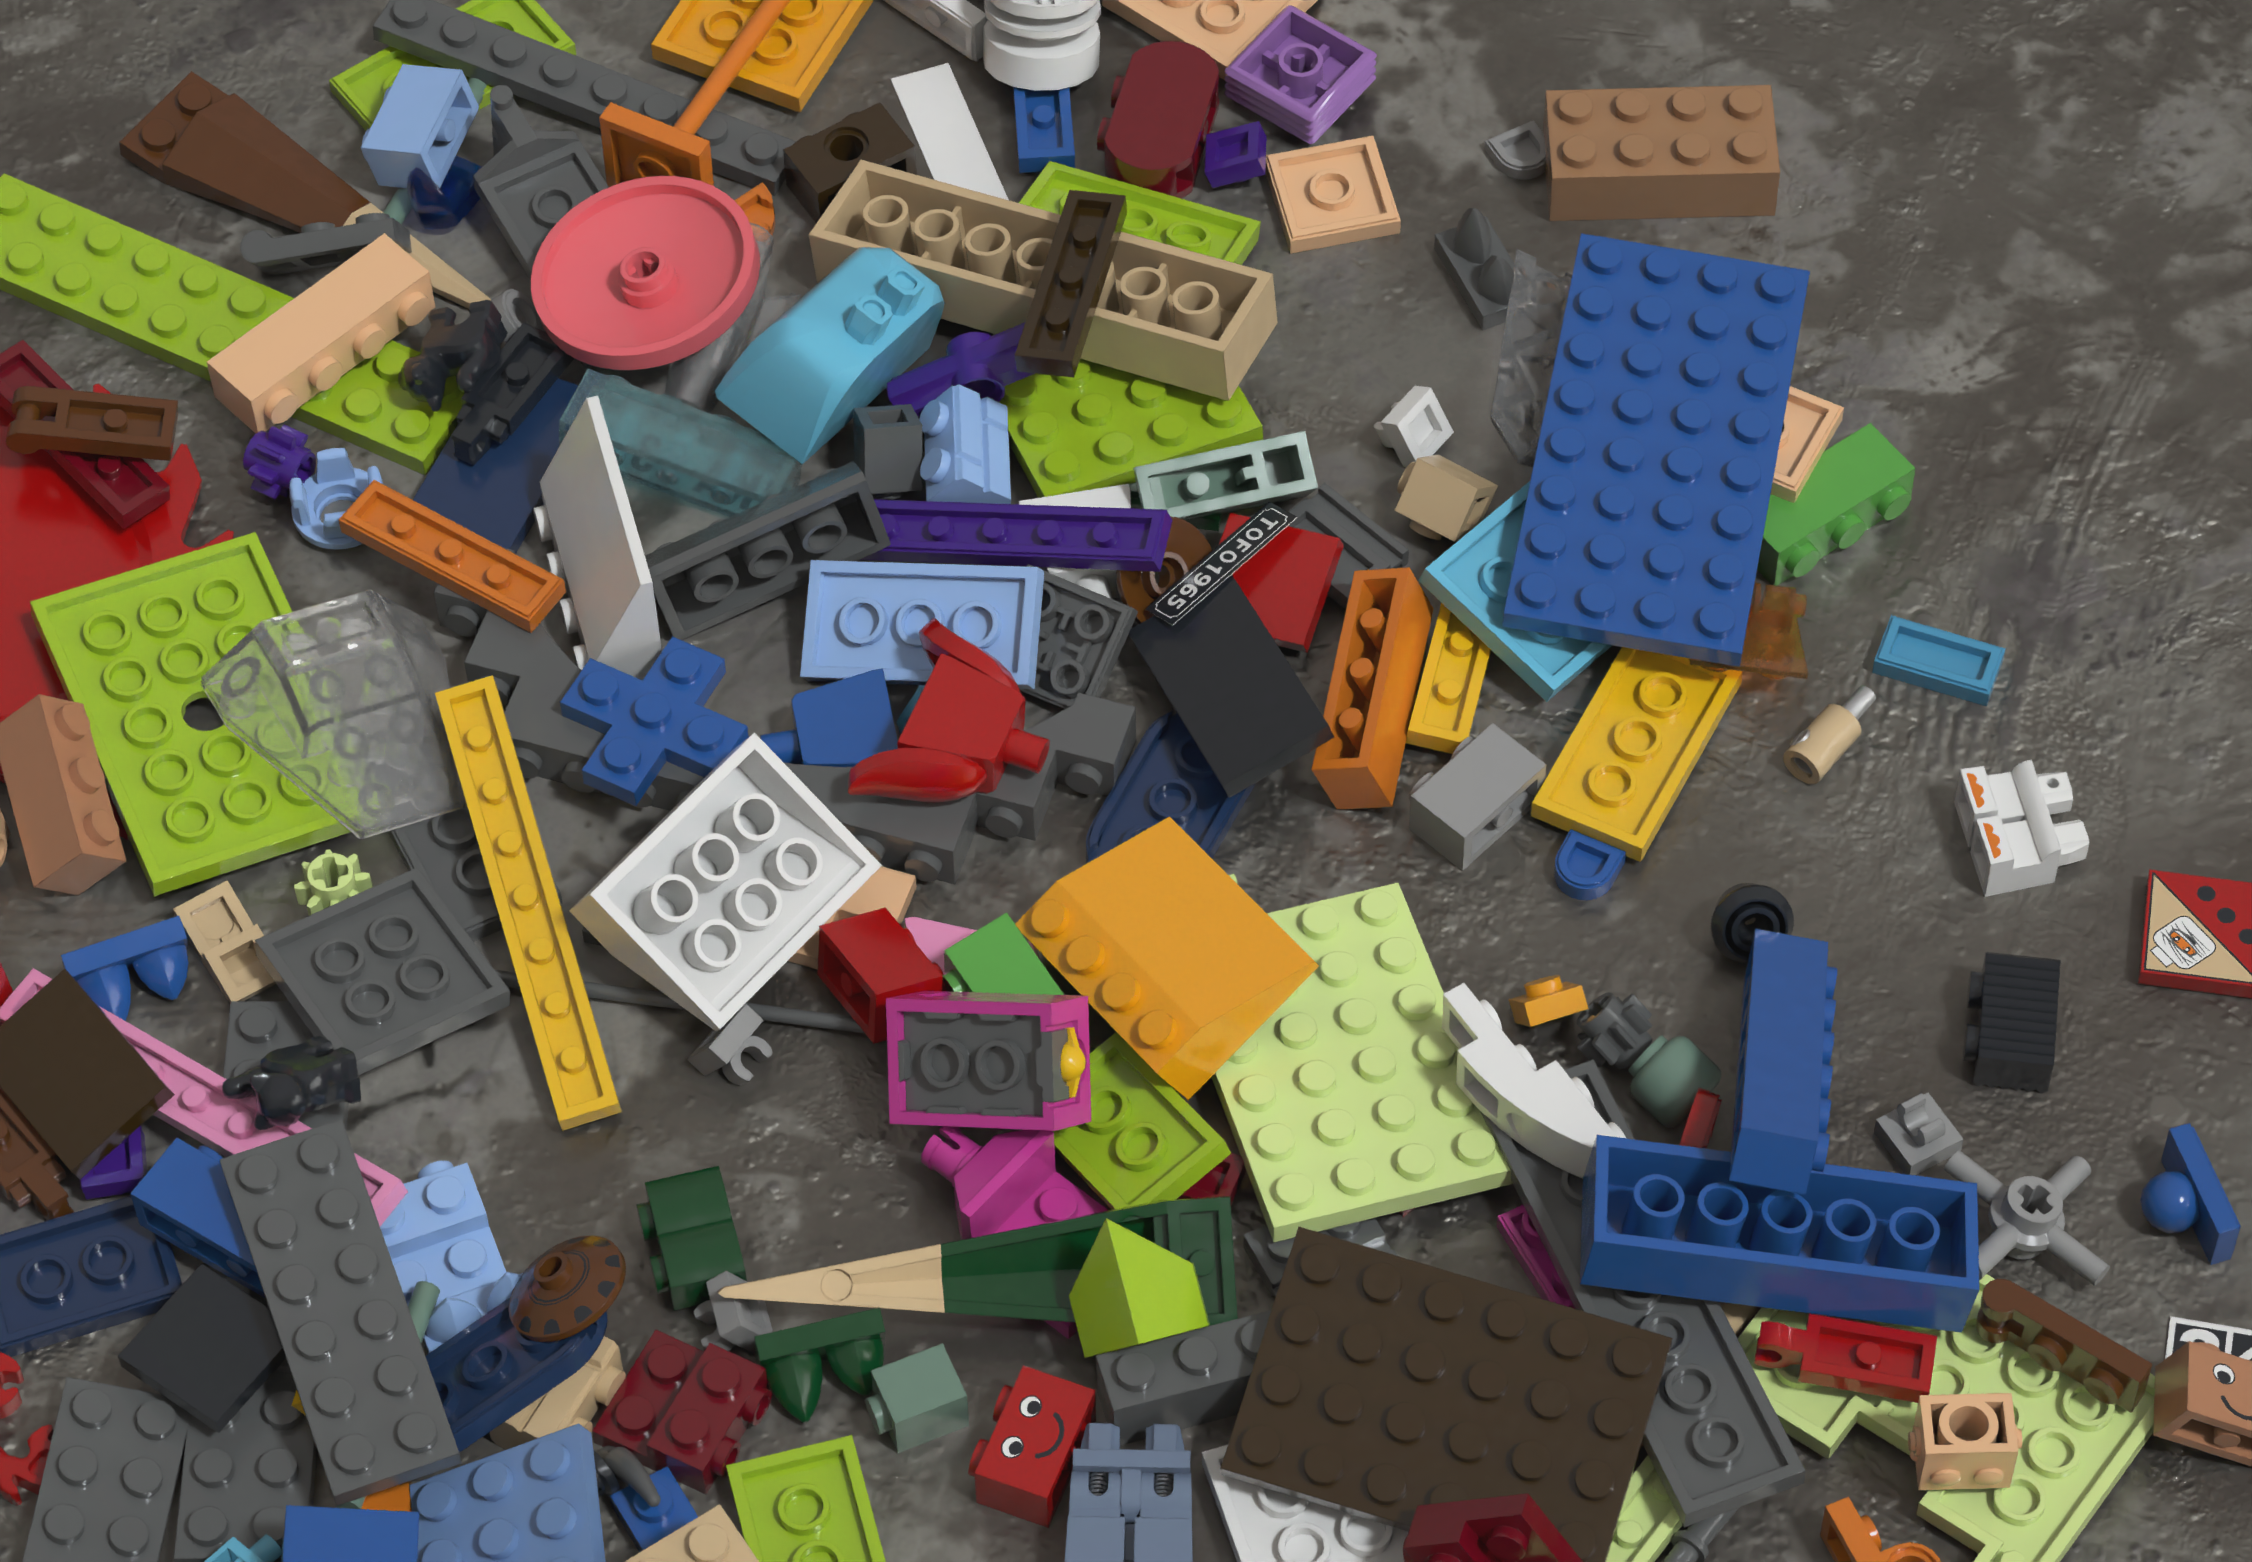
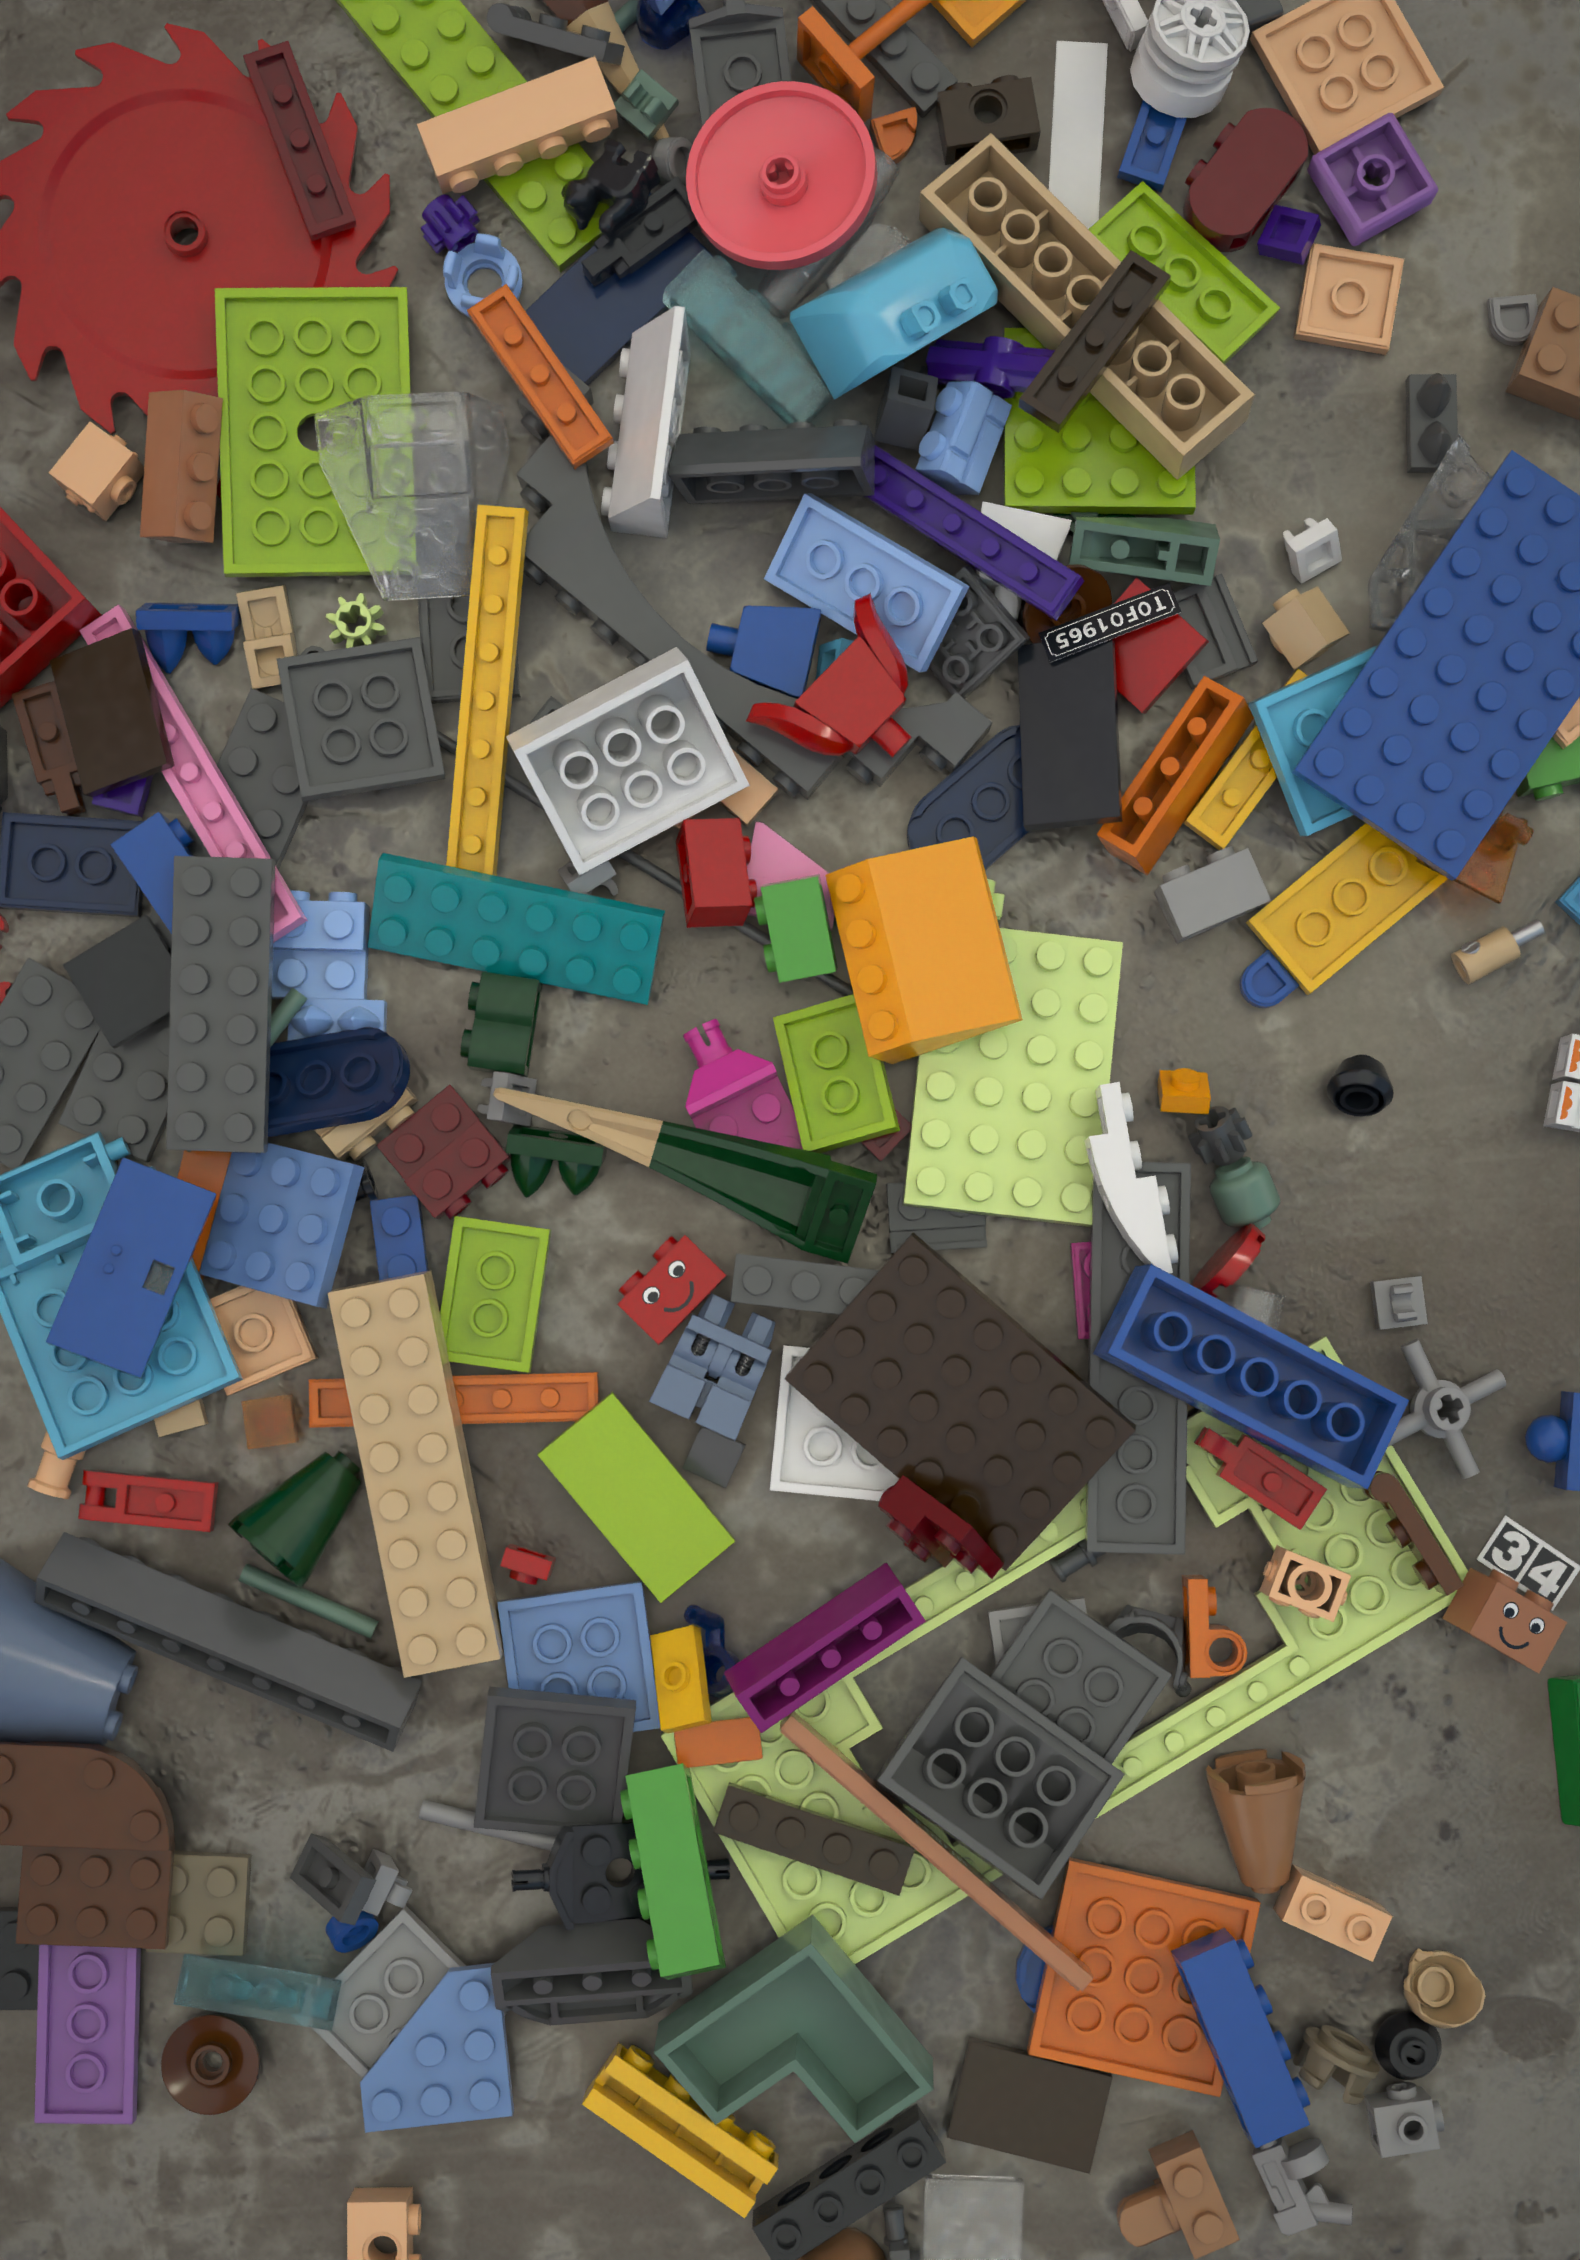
camera: 25 degrees right, 30 degrees up
(92, 423) = (312, 147): reddish brown plate -> none
(297, 1082) = (262, 800): black animal -> none
(459, 275) = (645, 105): none -> sand green tile
(567, 1288) = (393, 1065): reddish brown dish -> none
(630, 1471) = (386, 1188): dark grey helmet -> none
(636, 1125) = (515, 928): none -> teal plate
(652, 719) = (633, 588): blue plate -> none
(918, 1399) = (605, 1218): sand green brick -> none
(988, 1060) = (753, 996): piece -> none
(1133, 1293) = (779, 1231): lime slope -> none
(1783, 1063) = (1317, 1242): blue brick -> none
(2015, 1021) = (1510, 1247): black brick -> none

